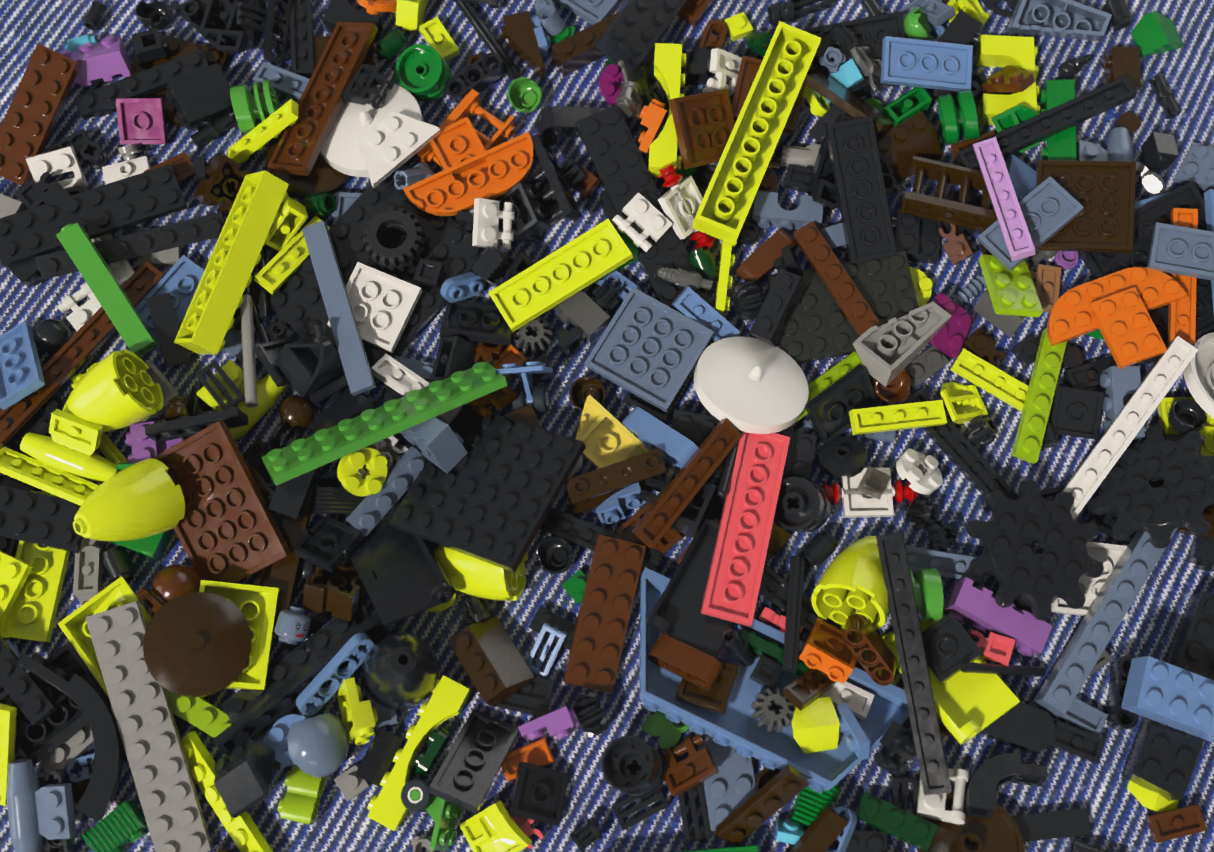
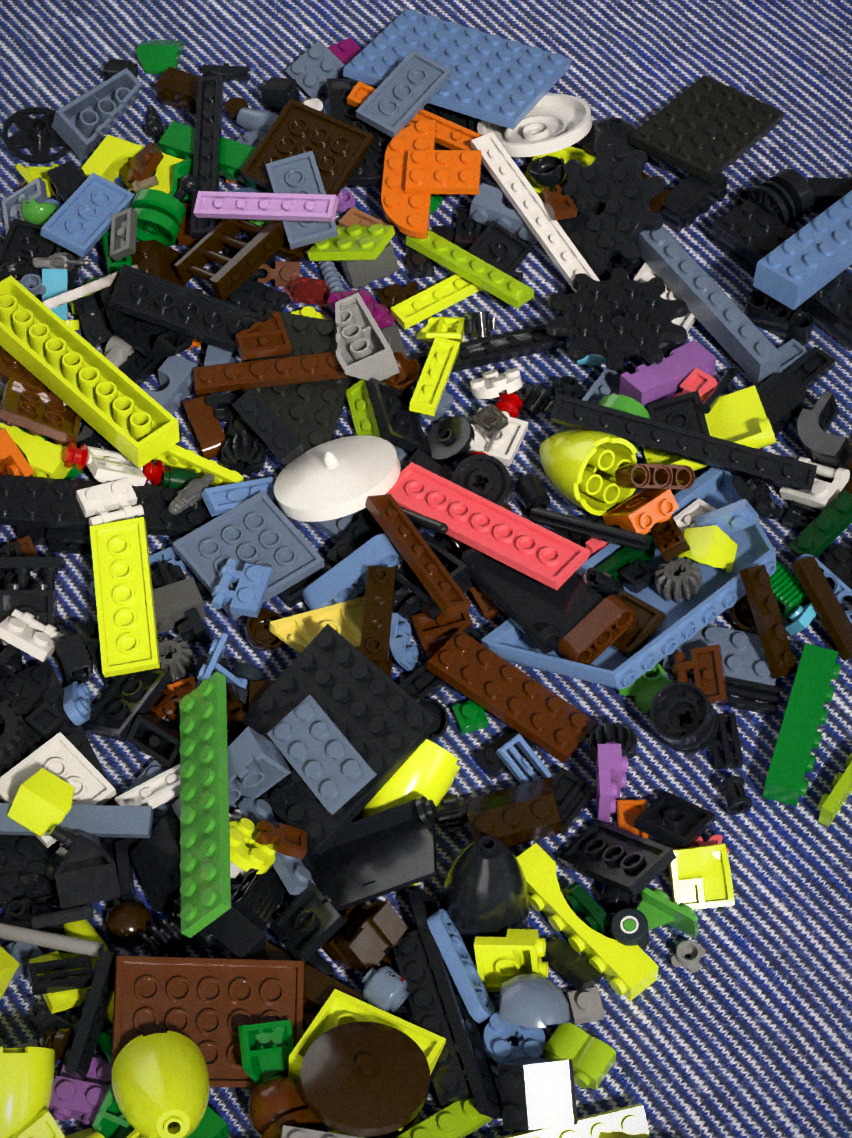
camera: 65 degrees left, 20 degrees down
(212, 557) = (265, 1048): none -> green slope
(348, 305) = (42, 802): none -> neon yellow slope
(382, 498) = (285, 838): none -> reddish brown plate
(462, 490) = (321, 754): none -> sand blue plate
(608, 366) = (250, 589): none -> medium blue plate
(865, 262) = (264, 339): none -> reddish brown wing
(919, 101) = (123, 234): none -> dark grey plate
(946, 276) = (310, 292): none -> clear red brick
(986, 88) = (144, 184): none -> dark tan piece
(1006, 125) = (187, 184): none -> black bar
(1141, 444) = (558, 205): none -> reddish brown plate

